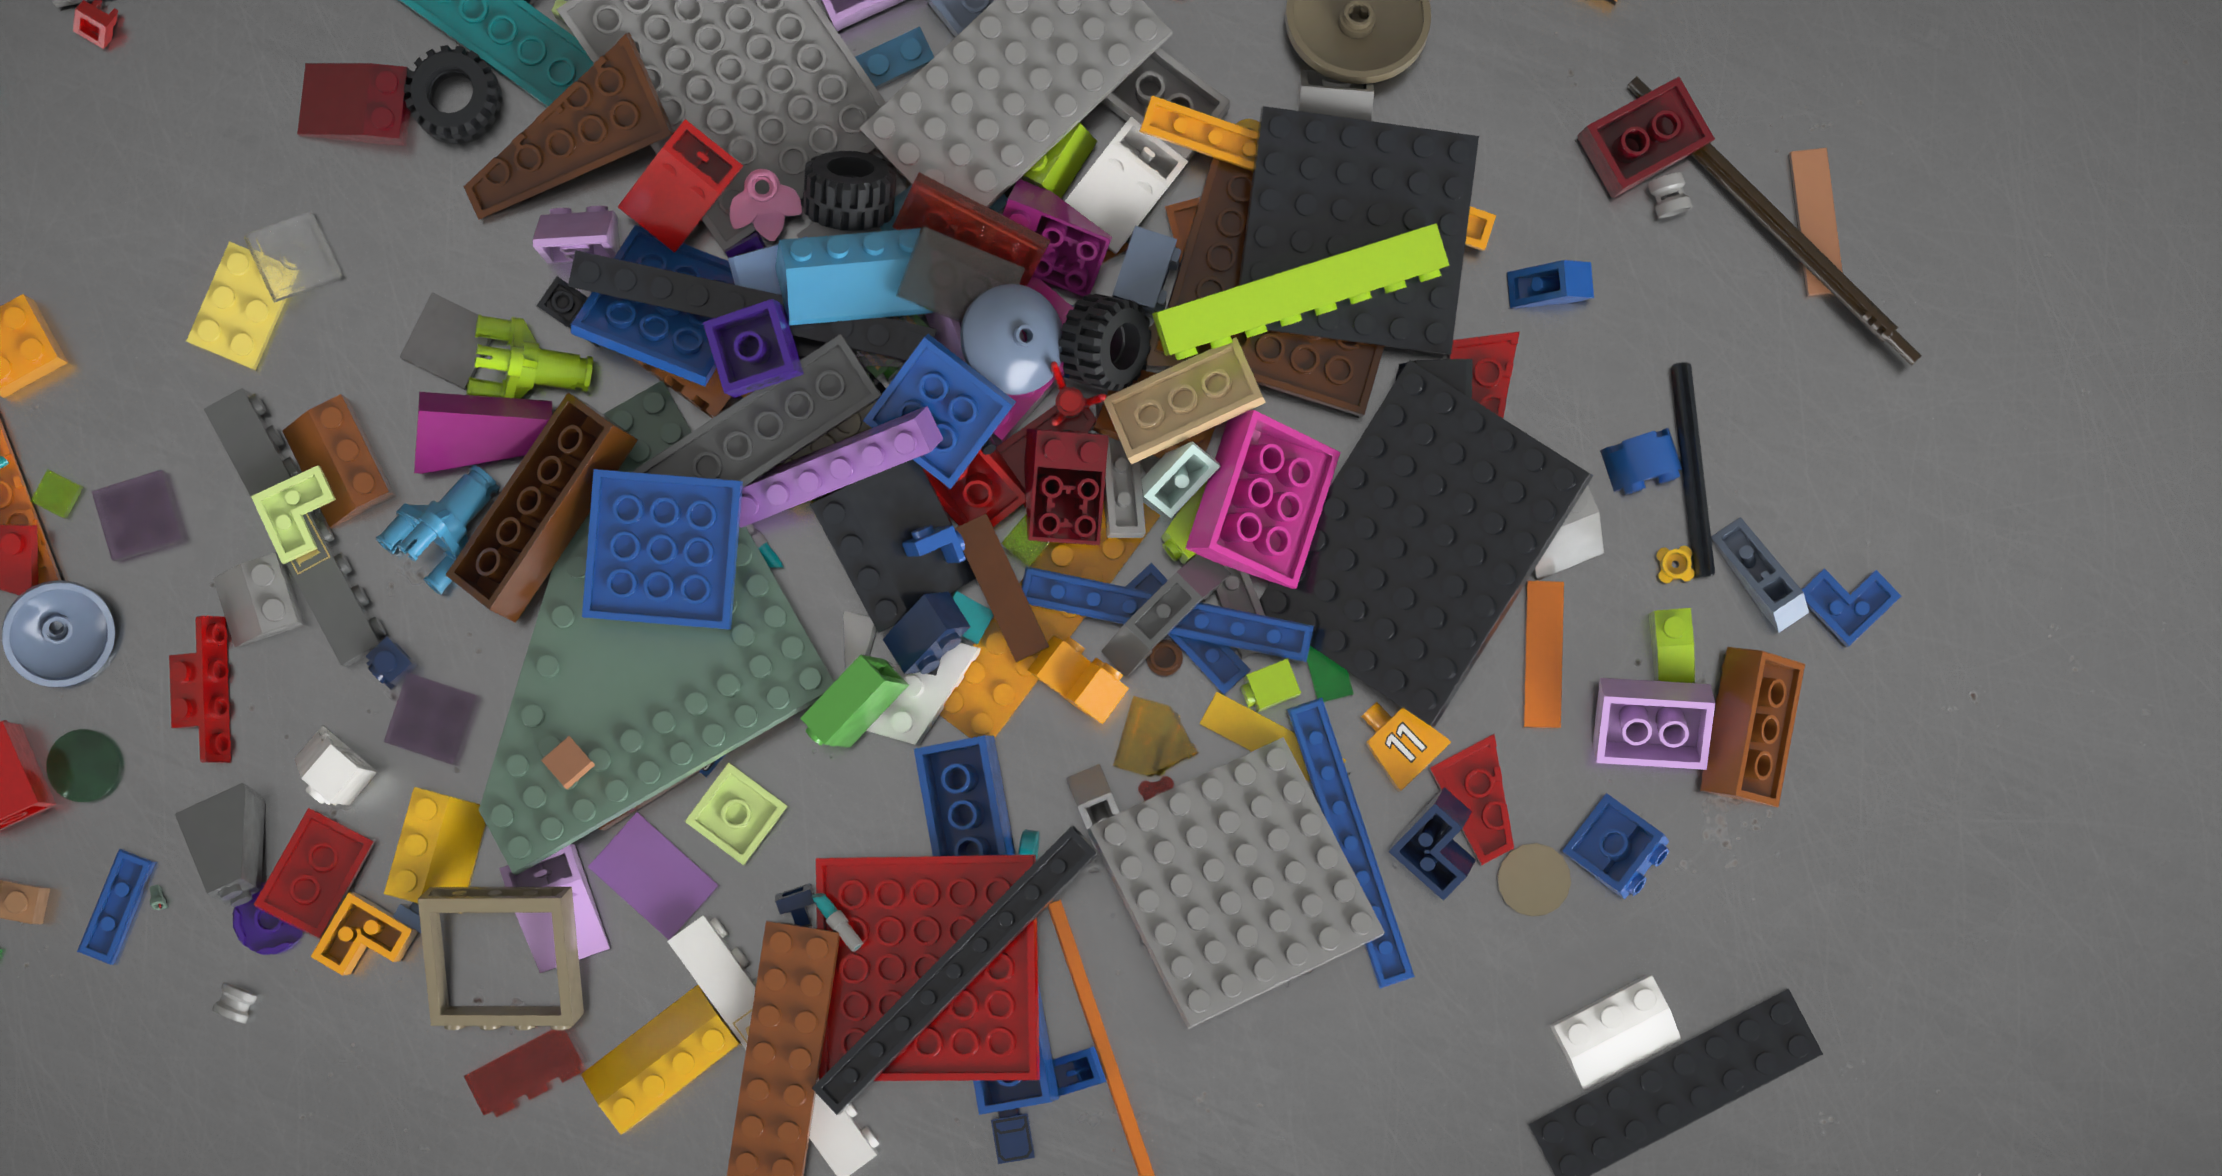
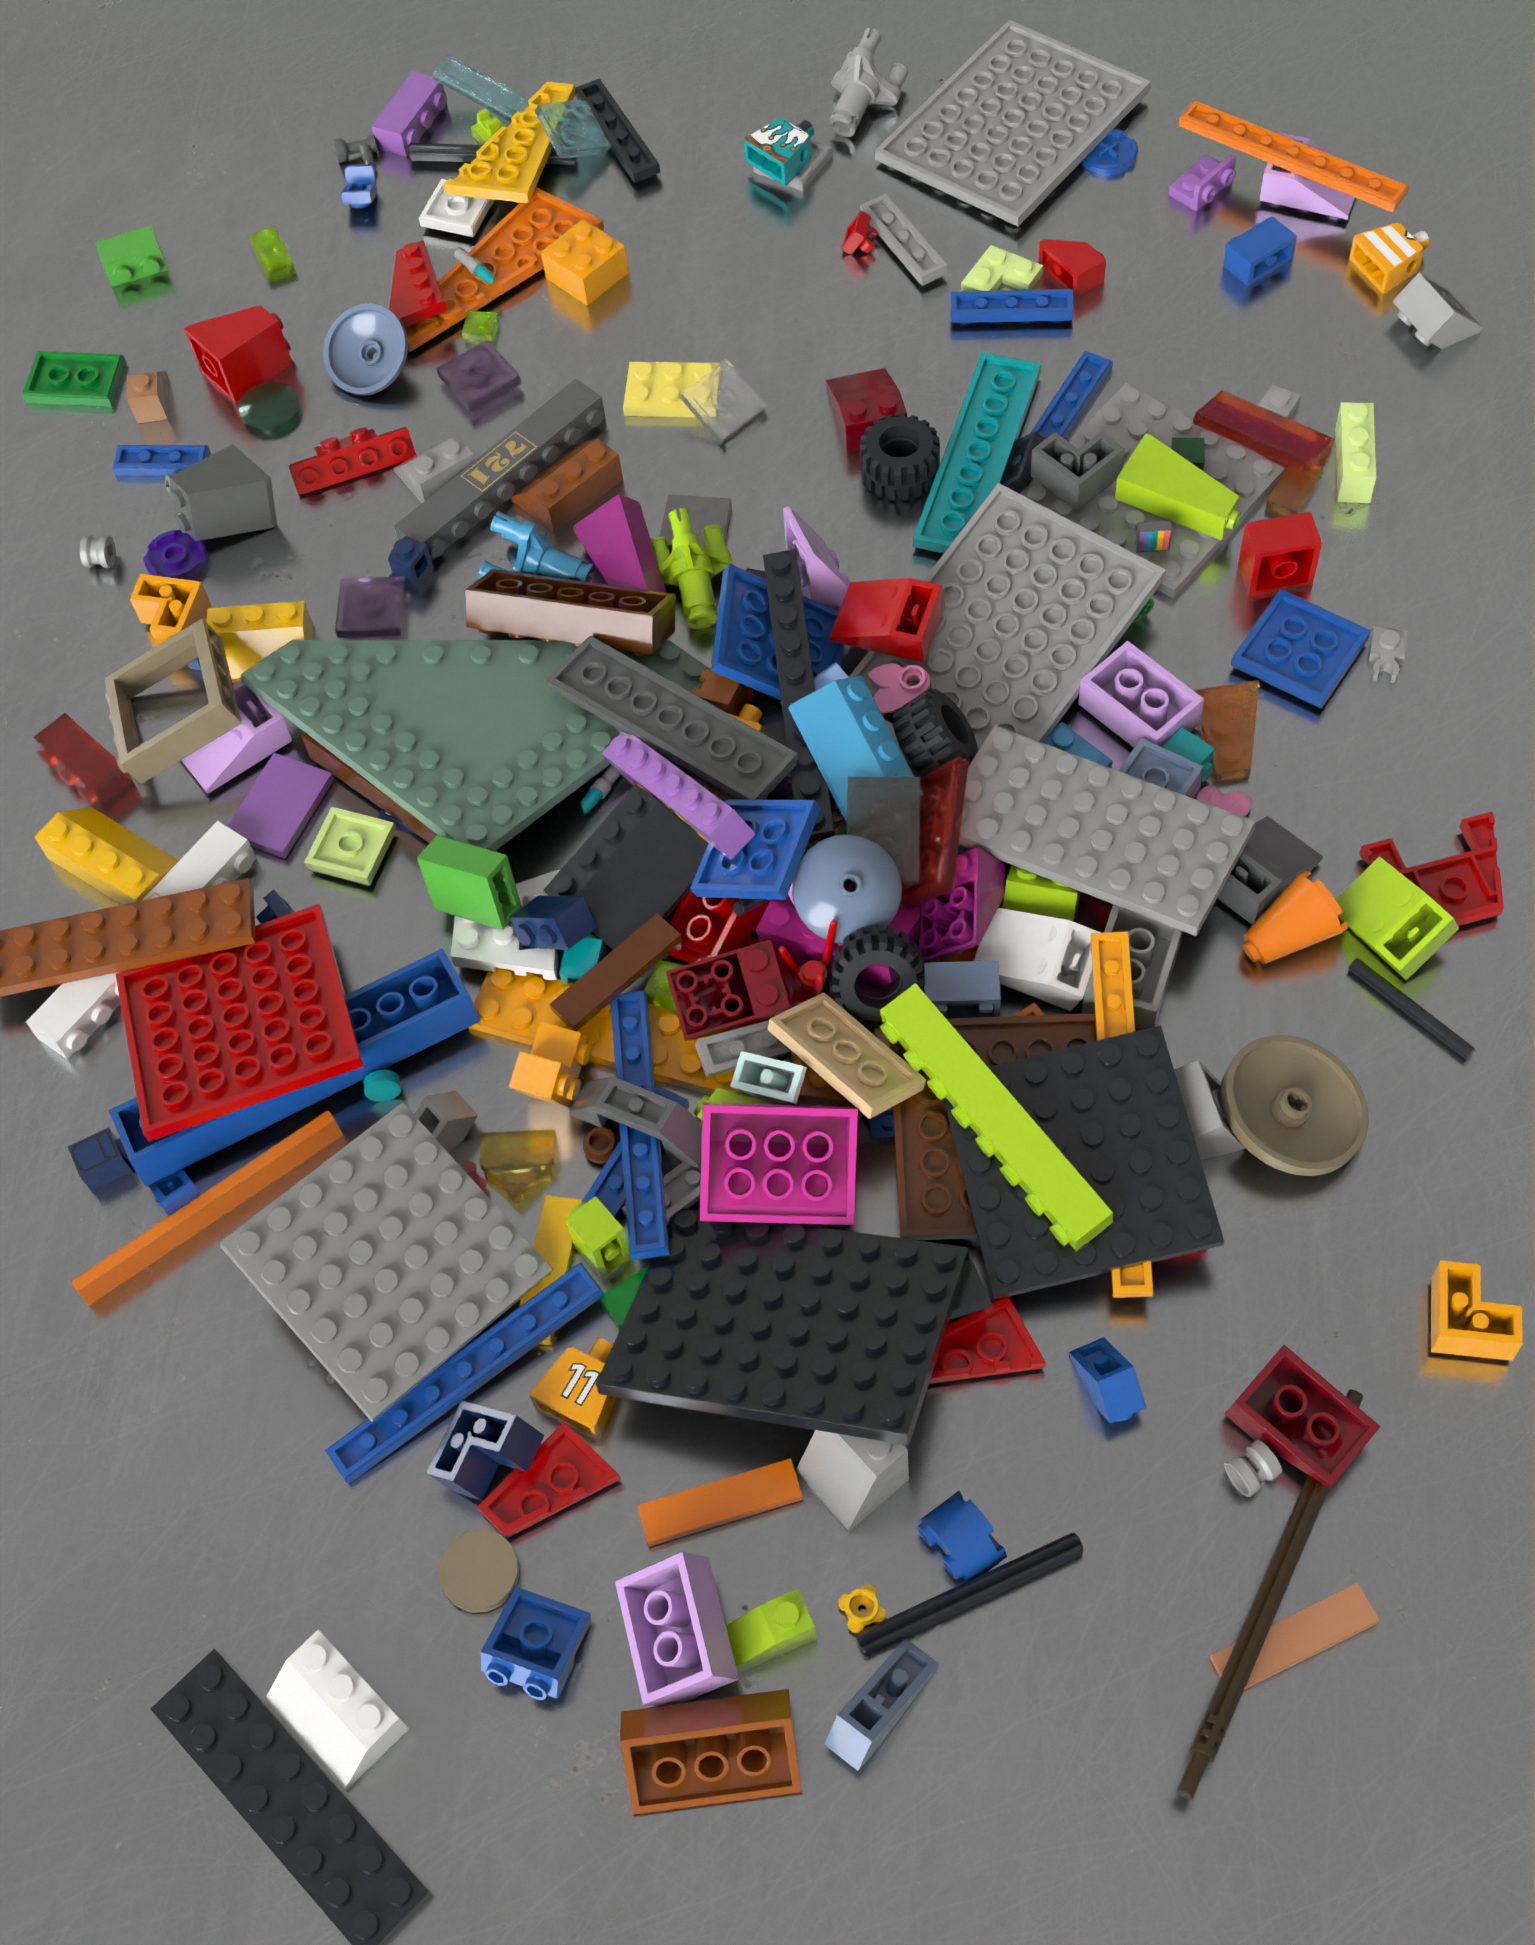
camera: 80 degrees right, 25 degrees down
(283, 511) = (507, 444): yellowish green plate -> none
(314, 874) = (223, 565): red plate -> none
(332, 769) = (301, 543): white wedge -> none
(568, 762) = (347, 680): nougat tile -> none
(587, 126) = (902, 537): reddish brown wing -> none
(662, 549) = (557, 690): blue plate -> none
(753, 348) = (755, 684): dark purple brick -> none
(837, 921) = (262, 934): light grey piece -> none
(929, 539) = (638, 889): blue bracket -> none
(955, 970) = (238, 1032): black plate -> none
(1848, 613) = (872, 1818): blue plate -> none

